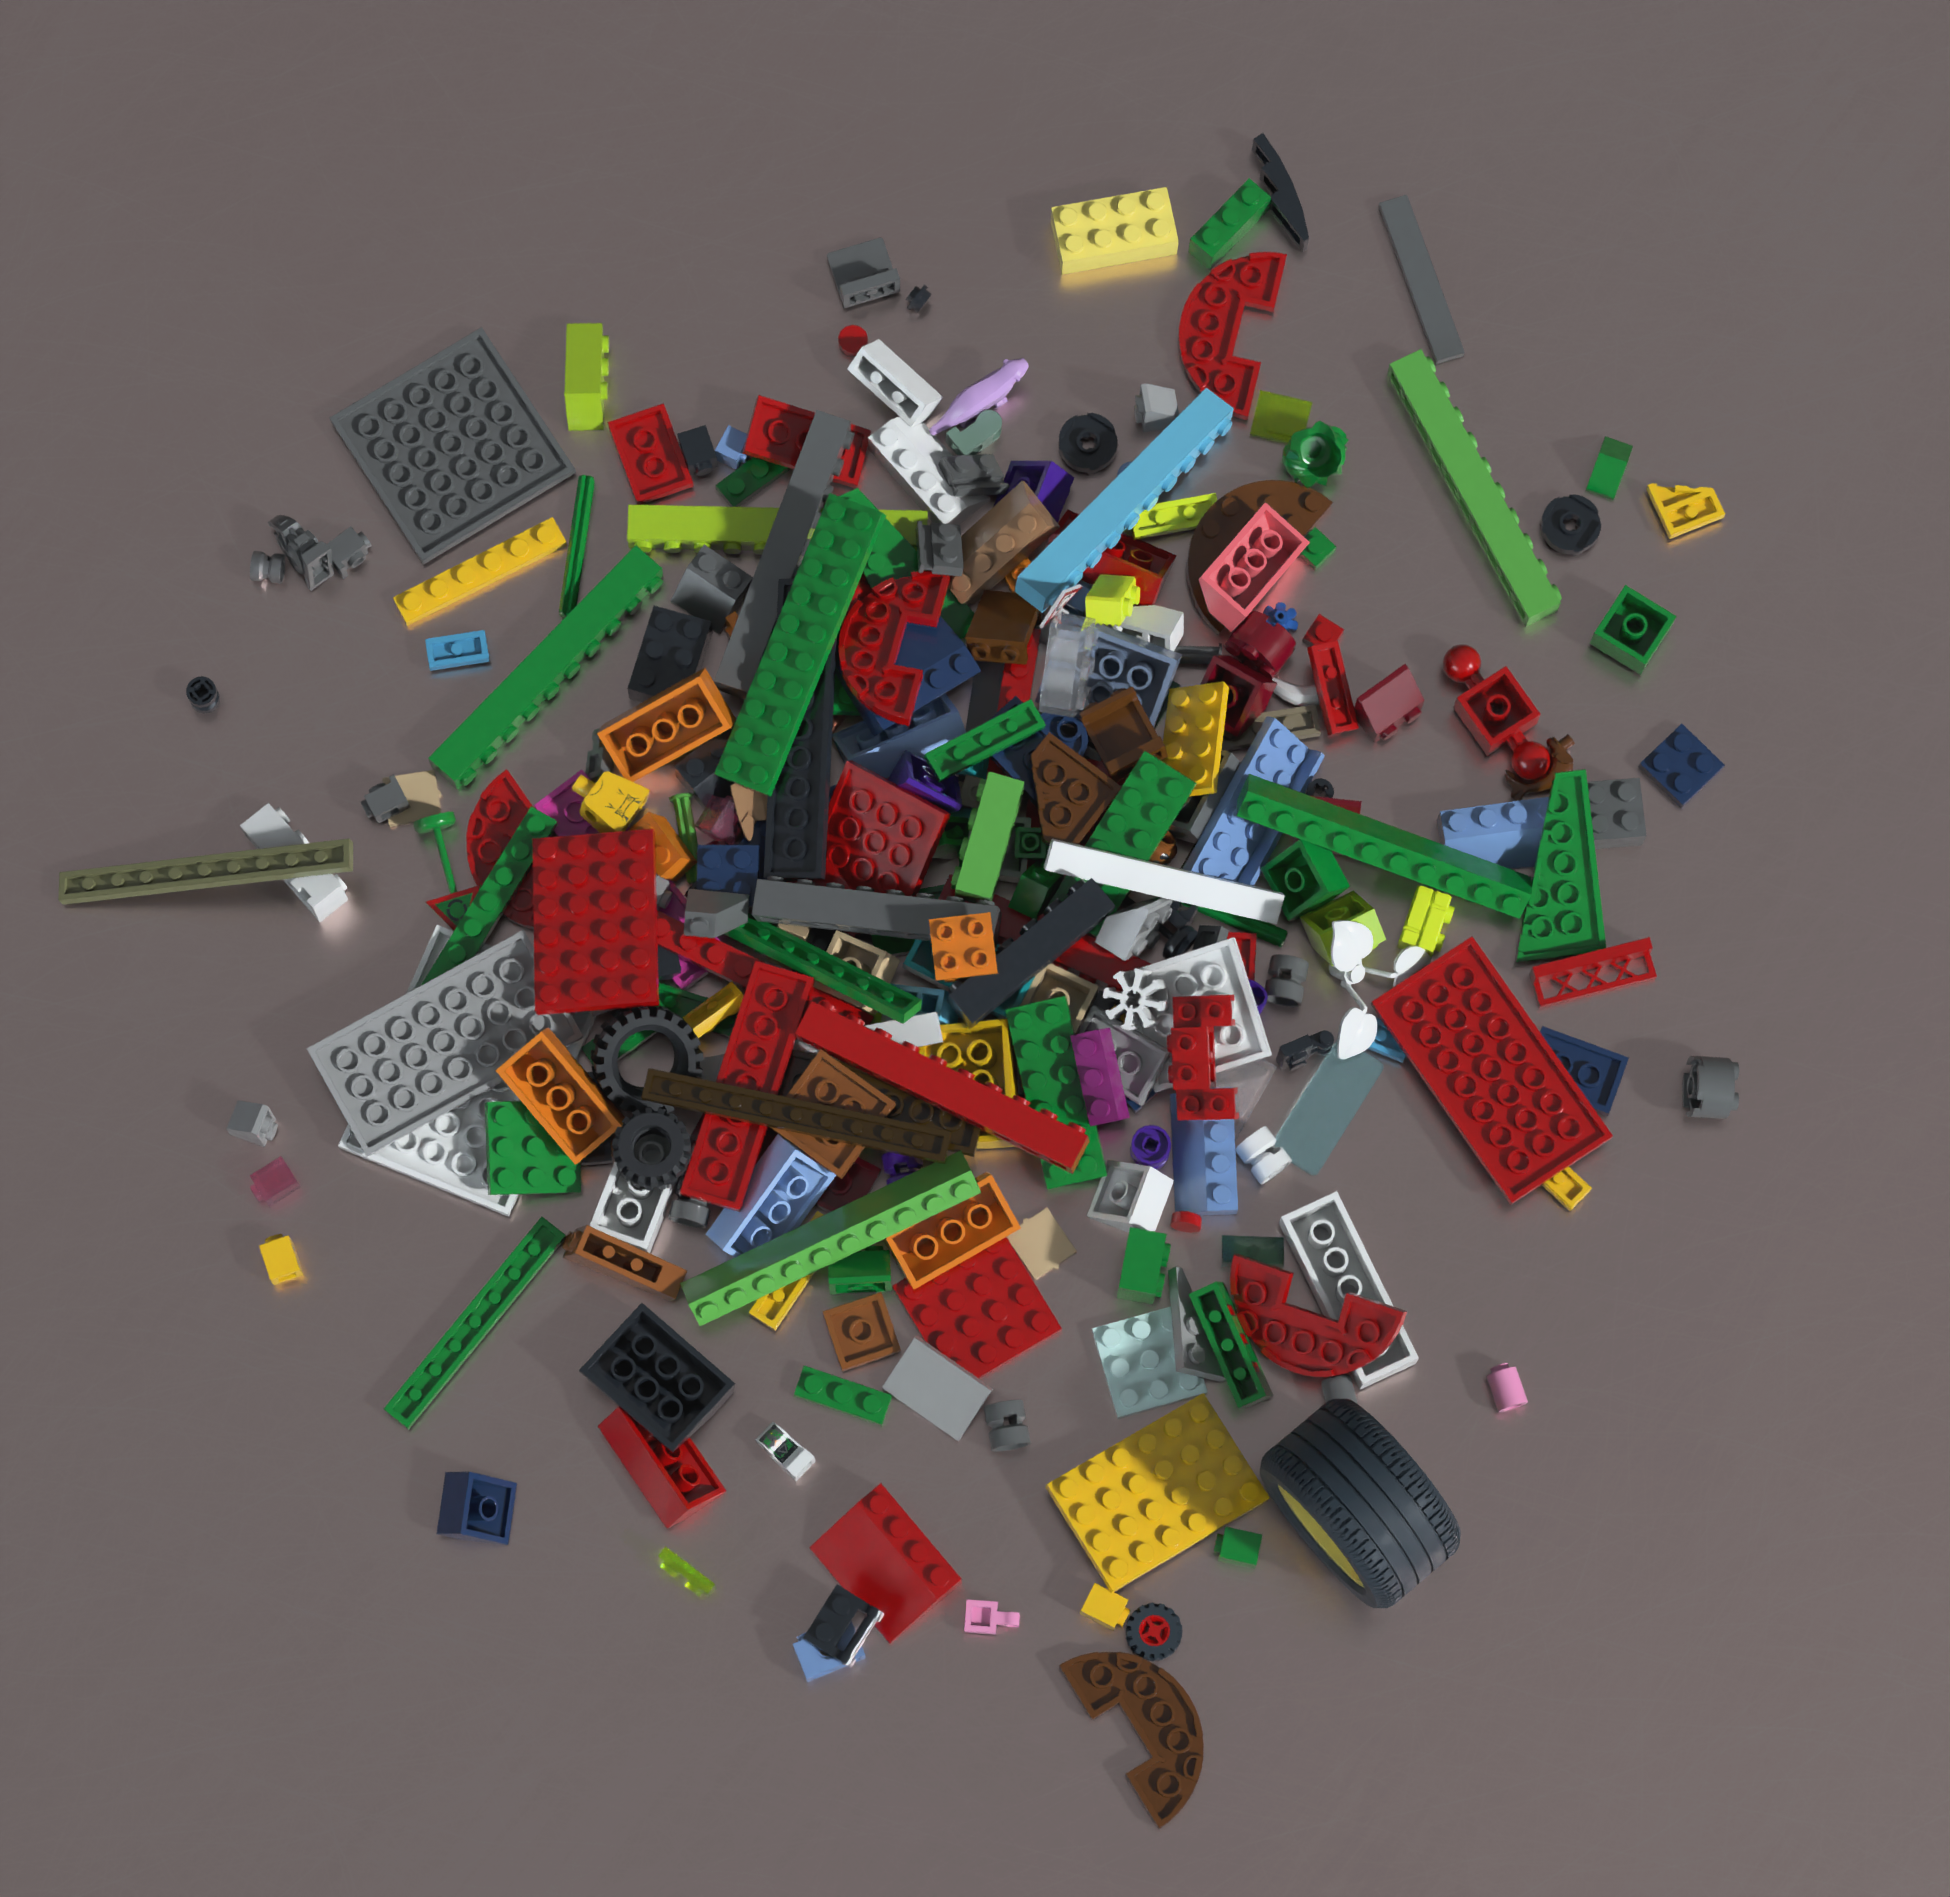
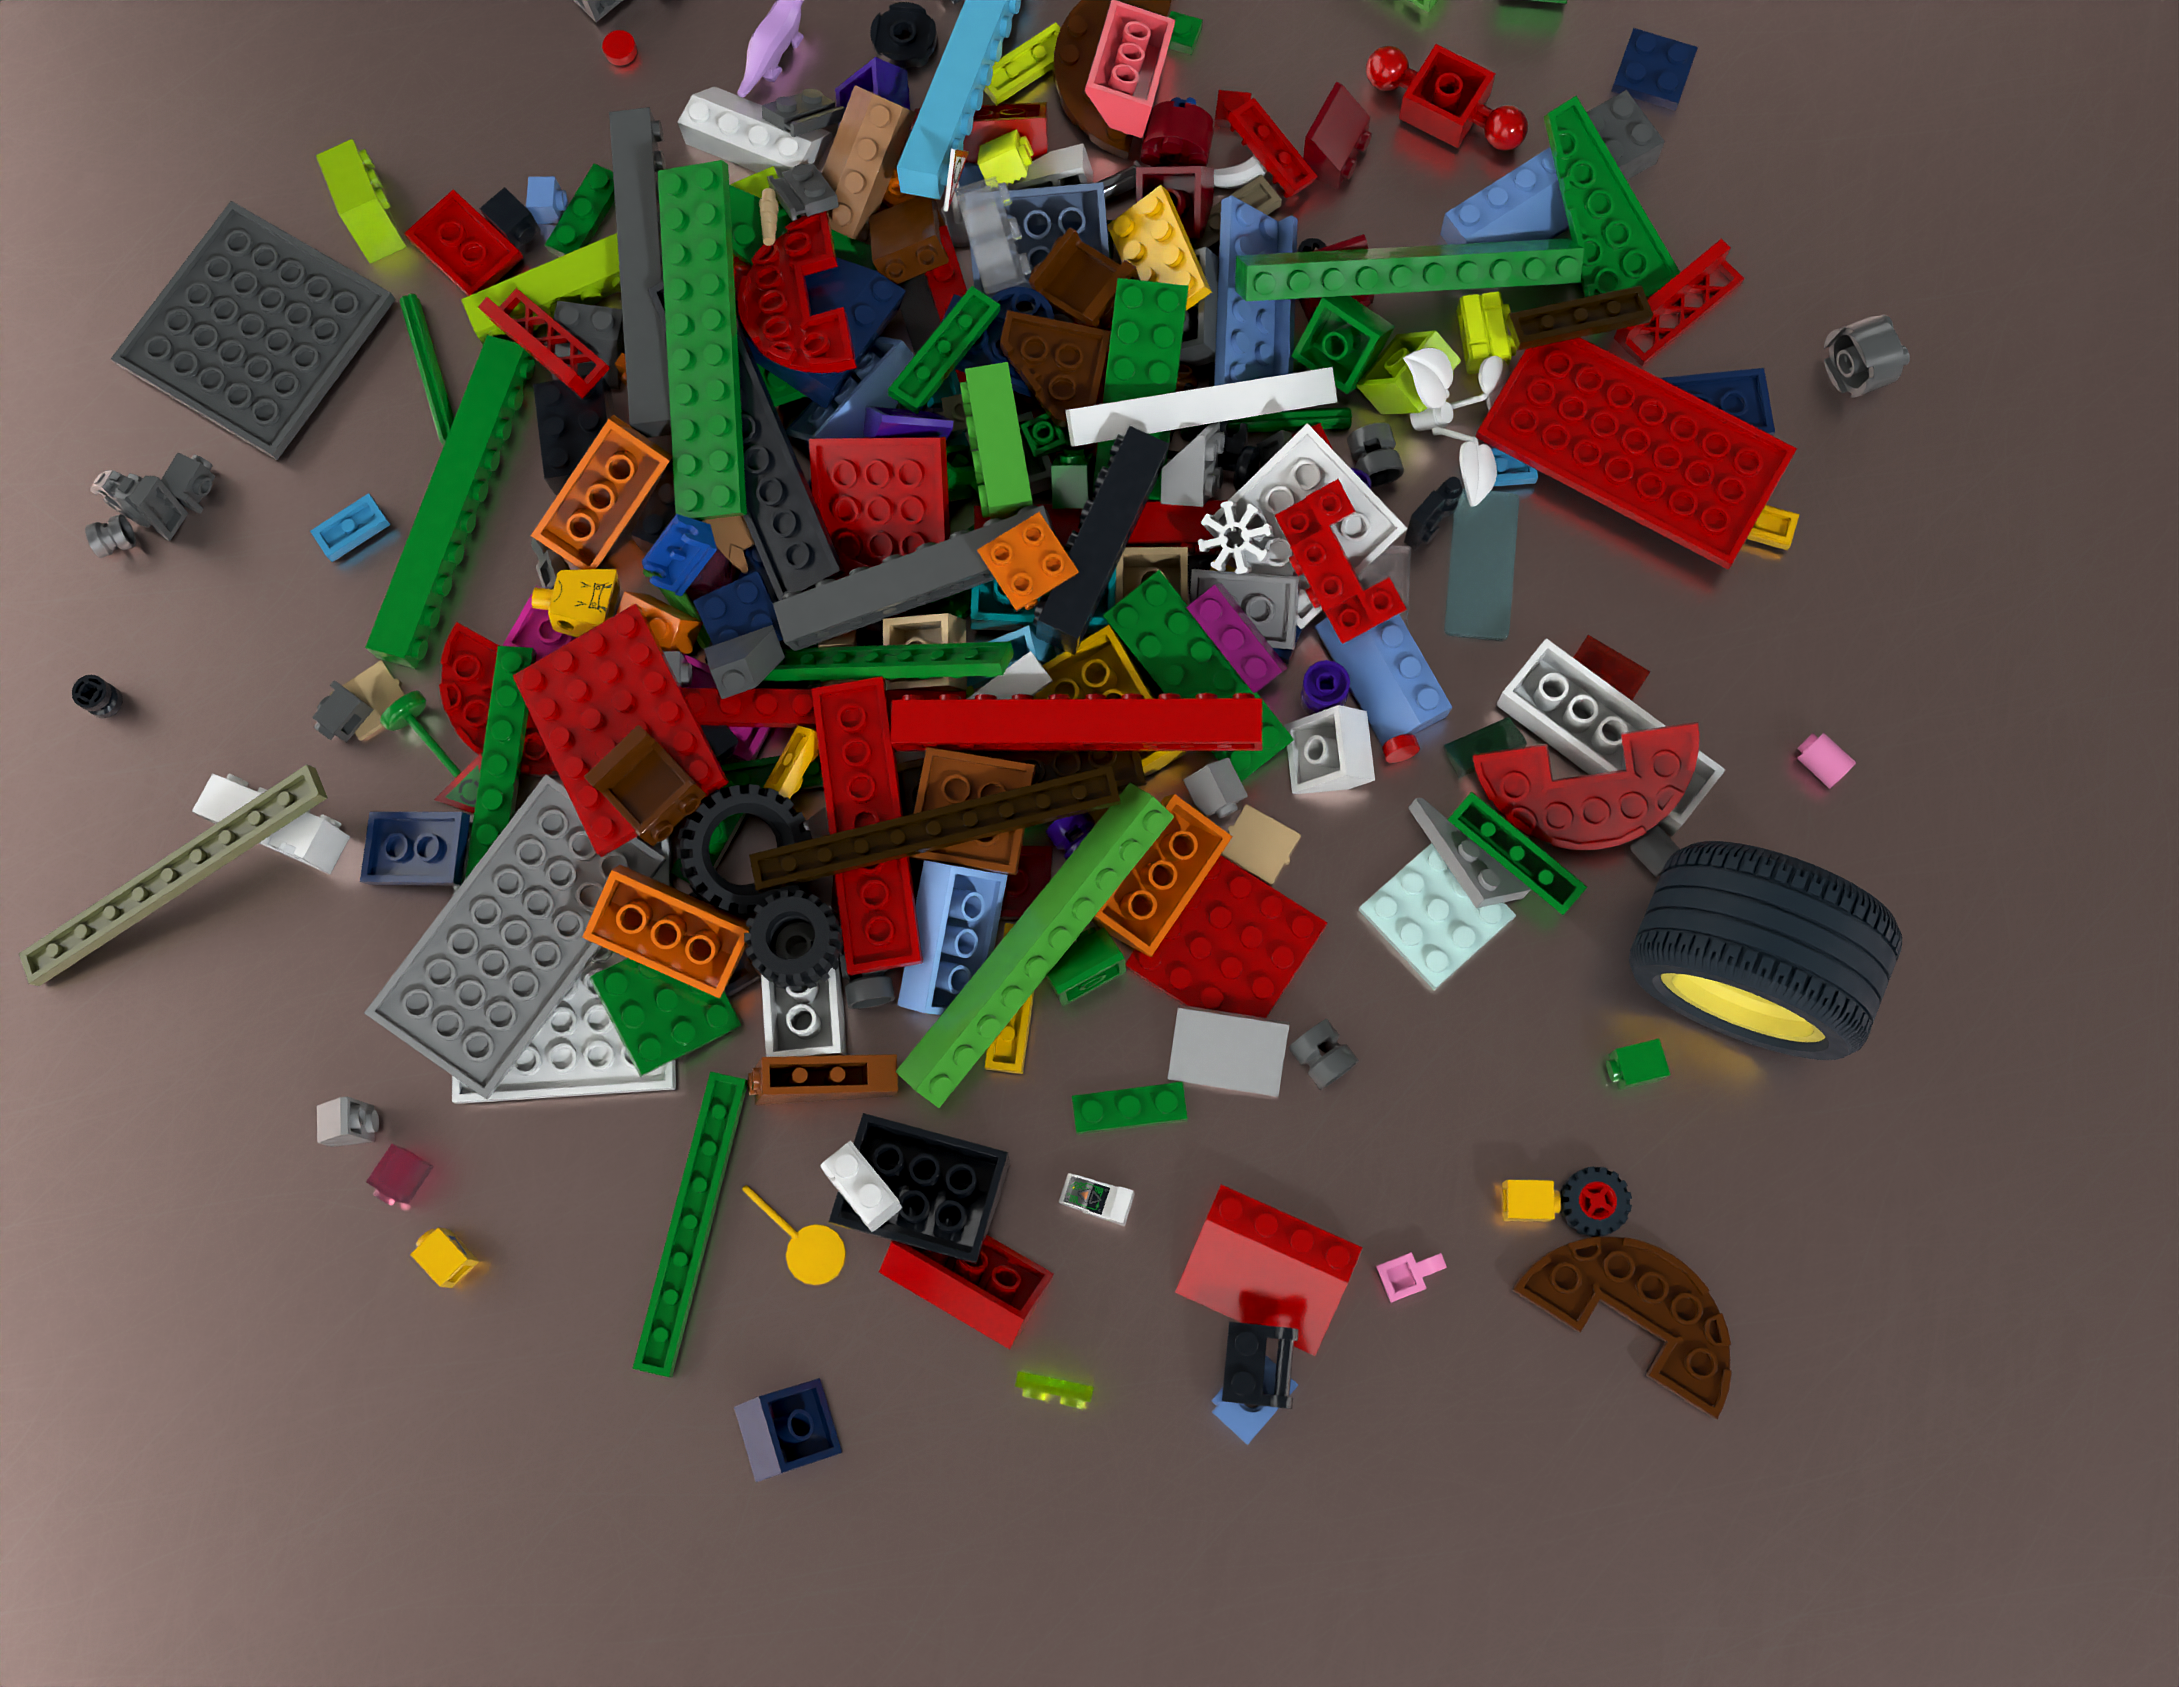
camera: 15 degrees left, 0 degrees up
(396, 936) = (415, 848): none -> dark blue plate
(480, 571) = (339, 440): yellow plate -> none
(555, 1388) = (813, 1253): none -> yellow piece
(597, 980) = (646, 785): none -> reddish brown panel
(615, 1355) = (861, 1186): none -> white brick
(668, 577) = (537, 346): none -> red fence
(705, 803) = (680, 554): none -> blue hinge
(780, 431) = (583, 156): red plate -> none
(861, 1331) = (1116, 1029): dark orange plate -> none
(895, 383) = (680, 62): white brick -> none
(902, 558) = (769, 215): none -> tan animal
(977, 435) = (788, 77): sand green leg -> none
(1027, 1185) = (1216, 788): none -> light grey brick
(1141, 1266) = (1382, 814): green brick -> none
(1157, 1492) = (1521, 1050): yellow plate -> none
(1263, 1155) = (1446, 641): white wheel -> none
(1379, 1238) = (1612, 666): none -> clear red plate
(1497, 950) = (1579, 318): none -> dark brown plate
(1559, 762) = (1535, 136): reddish brown animal -> none

